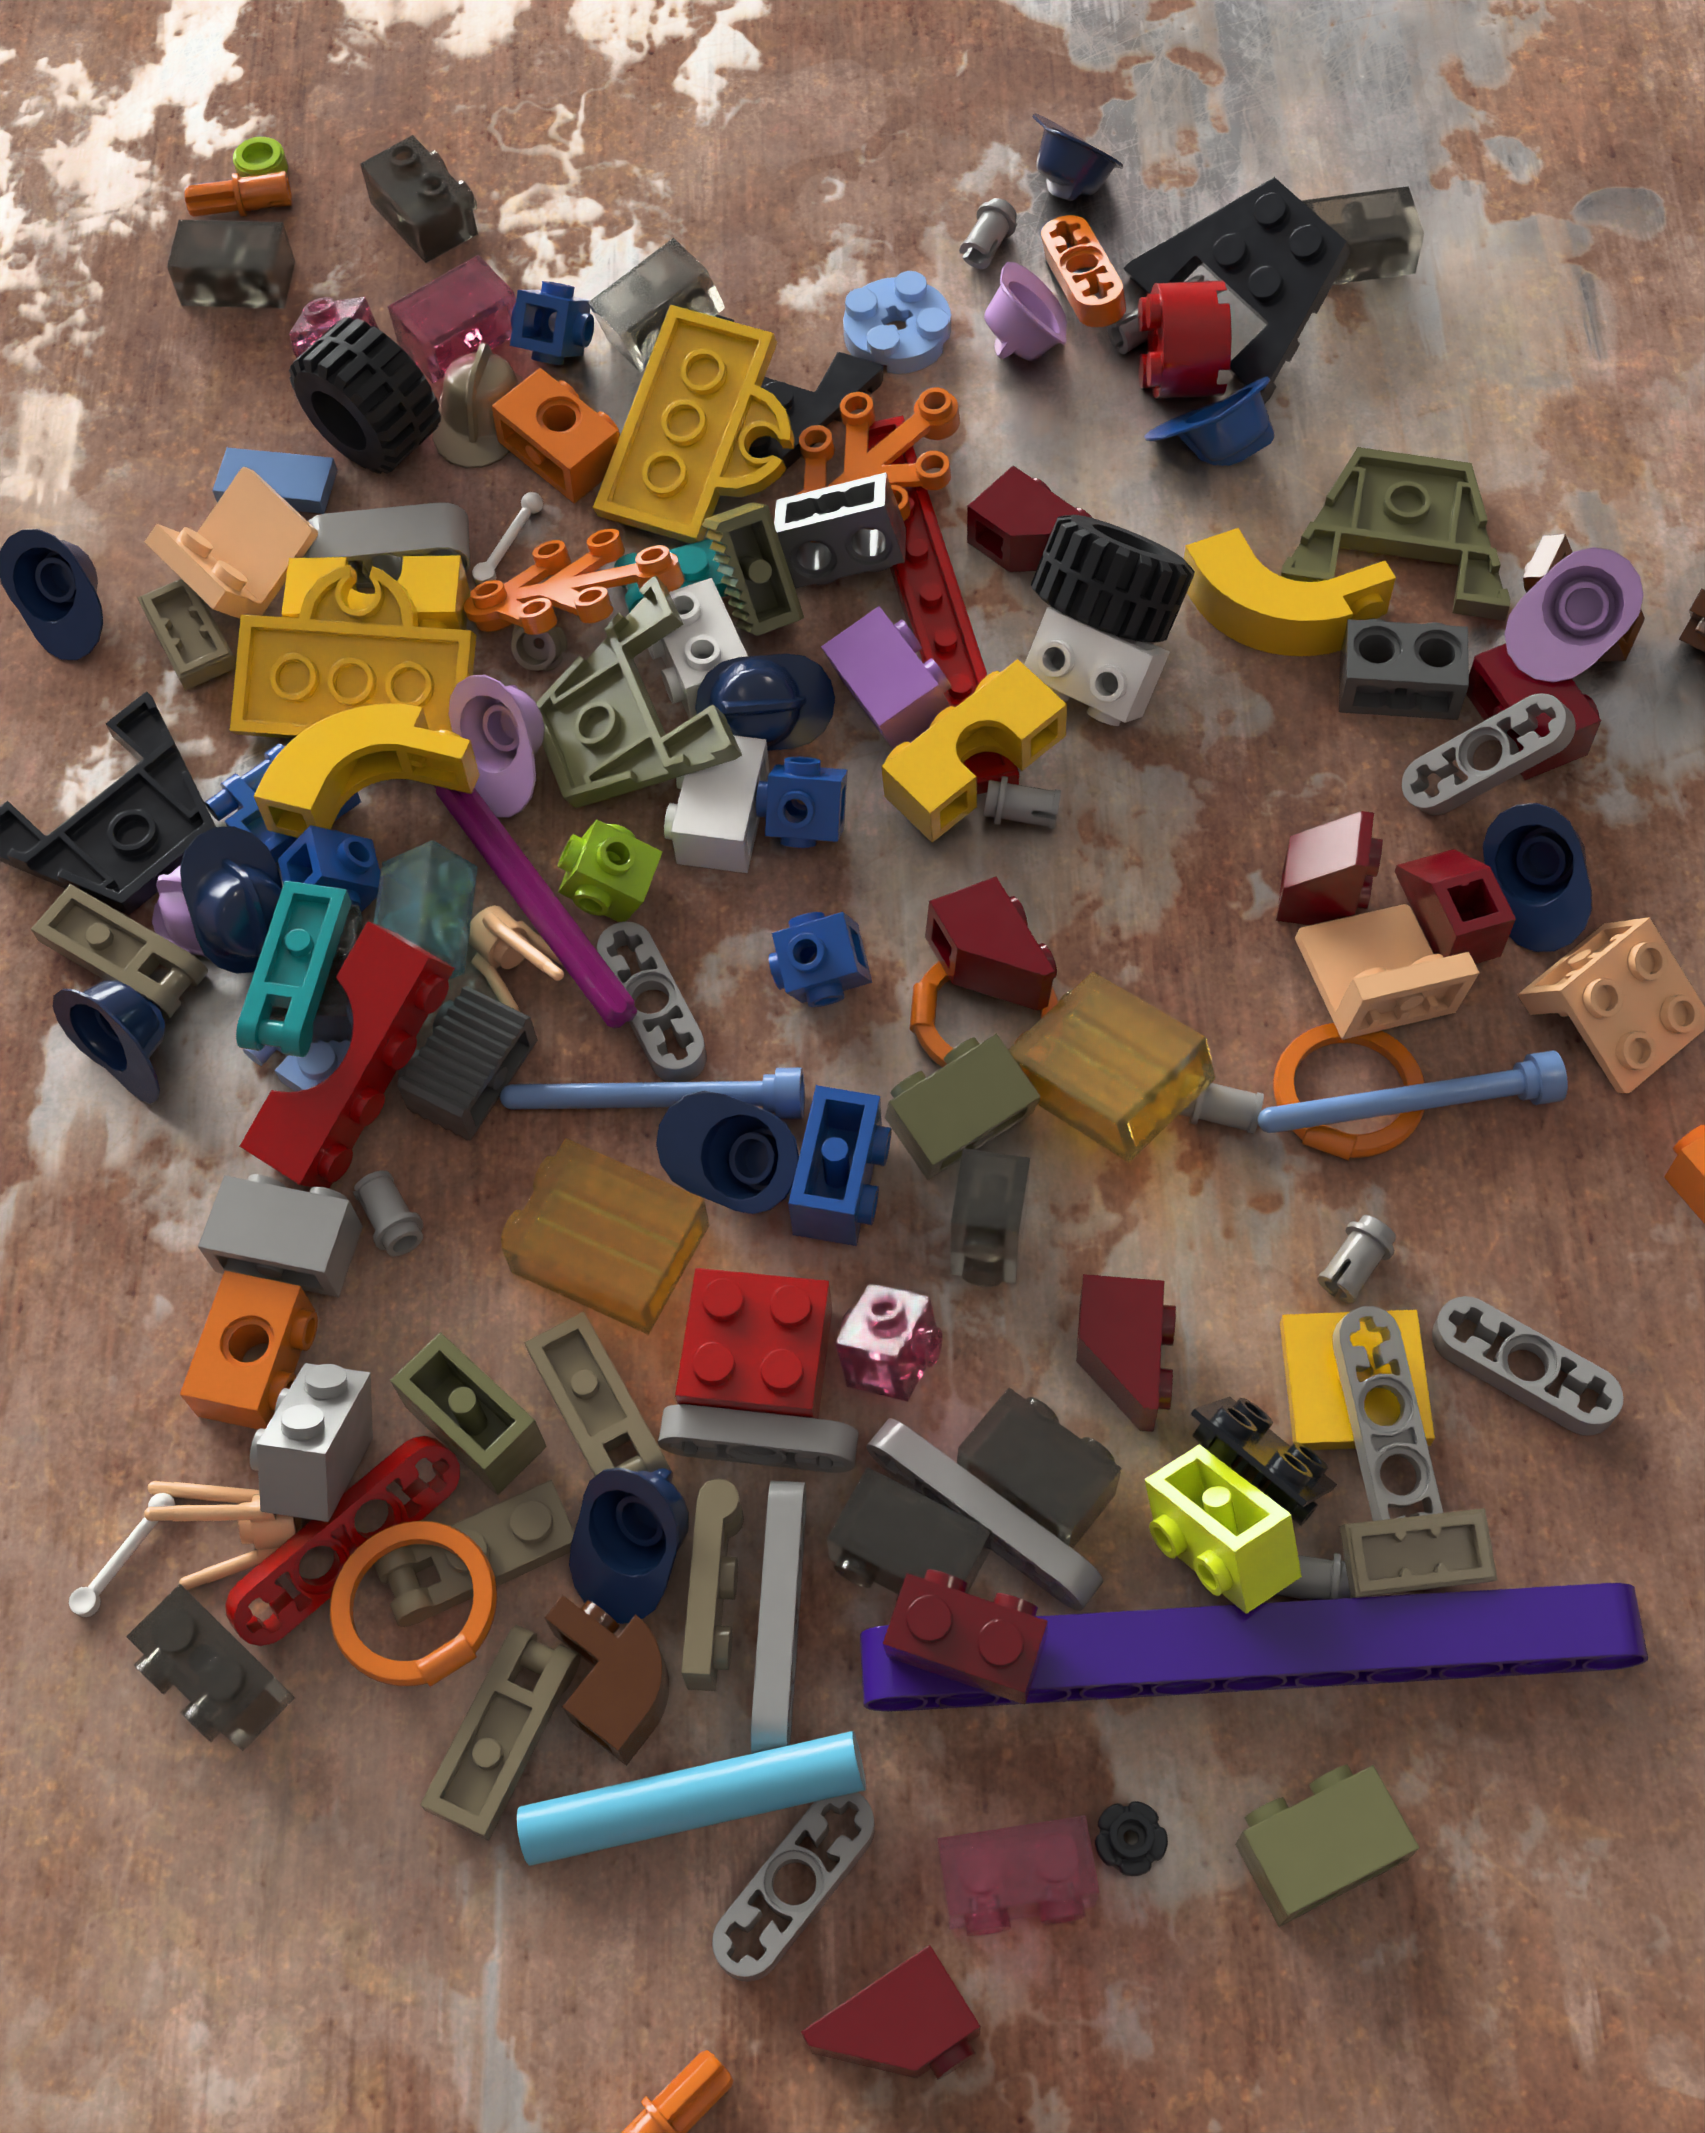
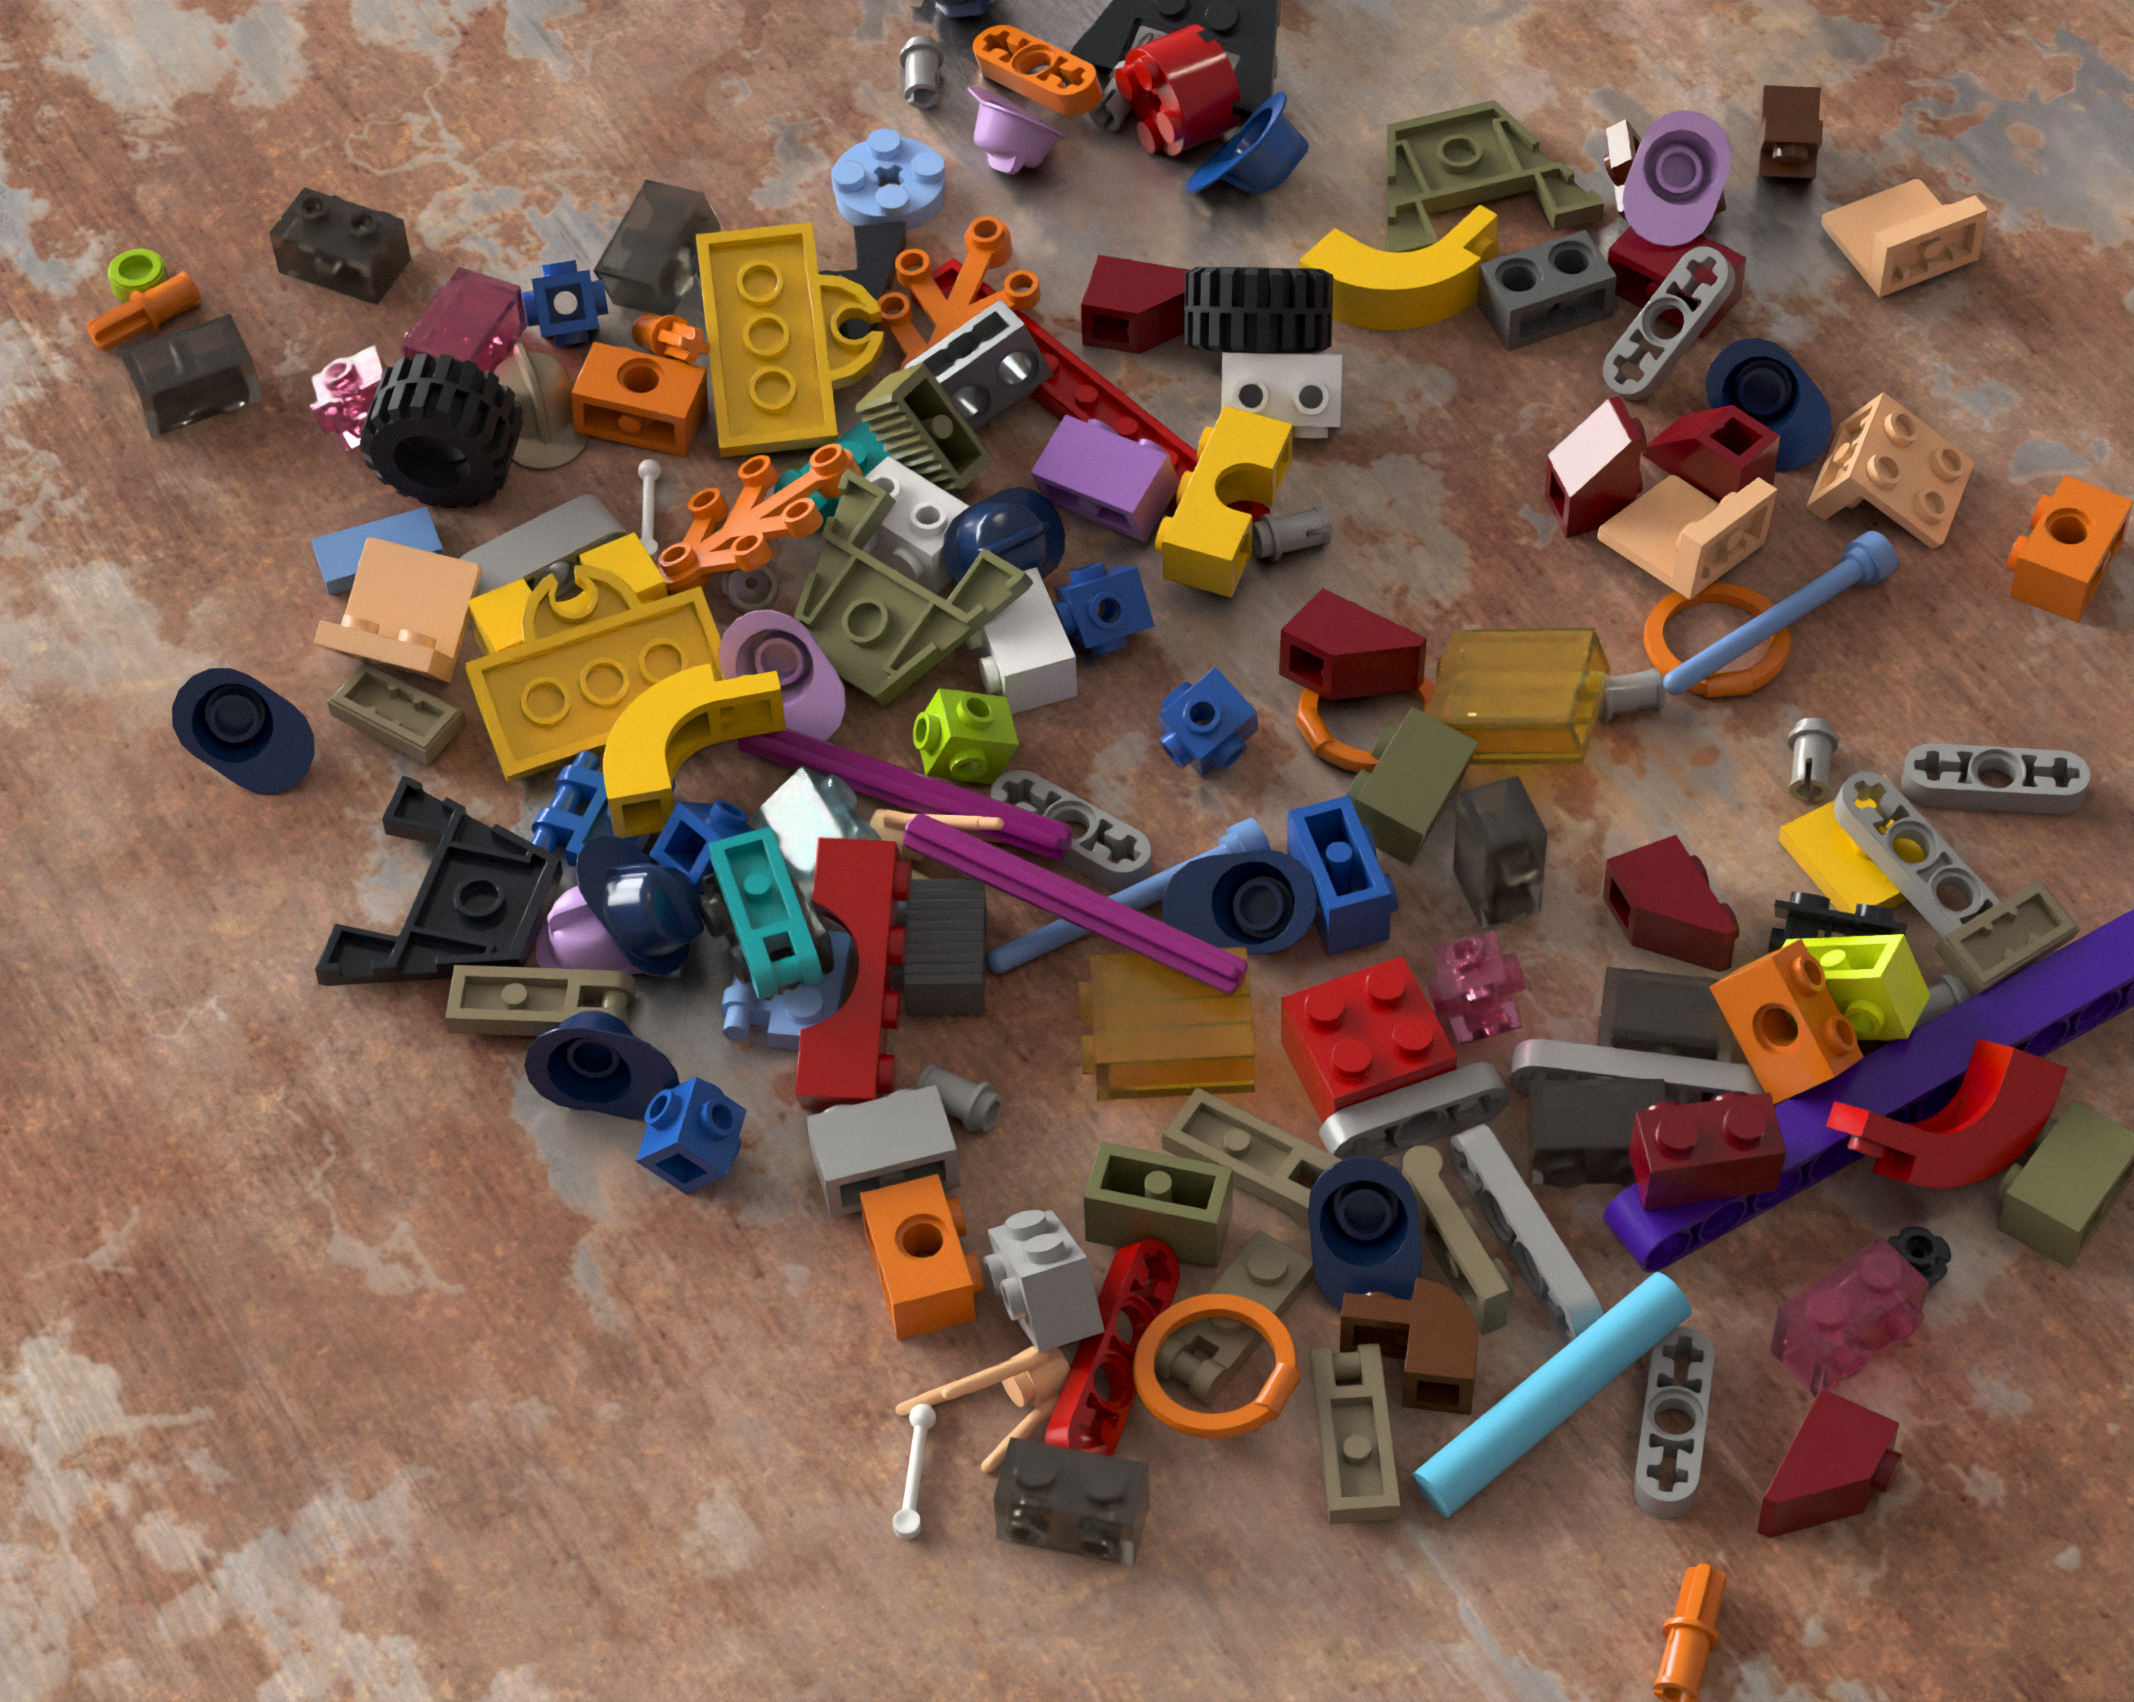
camera: 30 degrees left, 10 degrees down
(142, 1137) = (691, 1135): none -> blue brick
(579, 1088) = (1076, 904): none -> magenta axle
(613, 389) = (669, 337): none -> orange axle
(1135, 1538) = (1756, 1008): none -> orange brick
(1249, 1745) = (1976, 1135): none -> red arch

